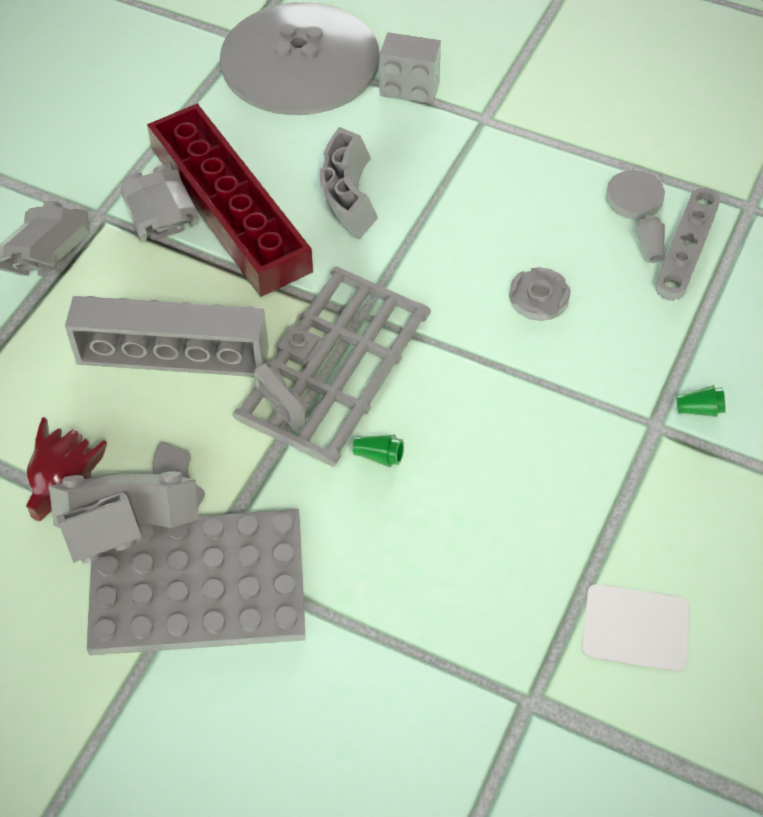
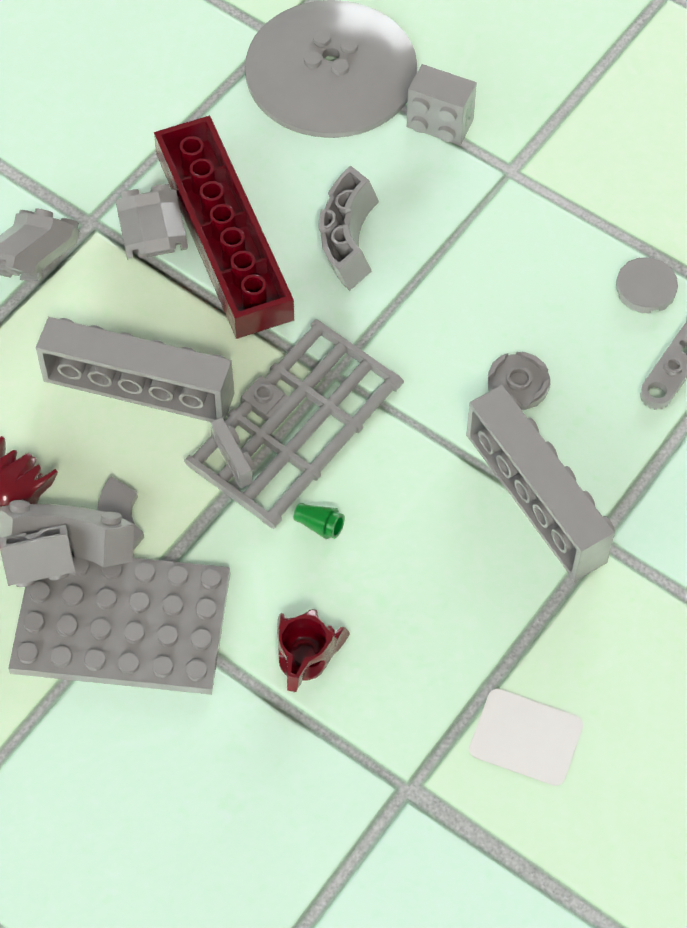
camera: 10 degrees right, 5 degrees up
(394, 573) = (306, 646): none -> dark red piece
(589, 379) = (540, 482): none -> light grey brick
(651, 237) = (649, 336): light grey cone -> none
(704, 401) = (651, 524): green cone -> none

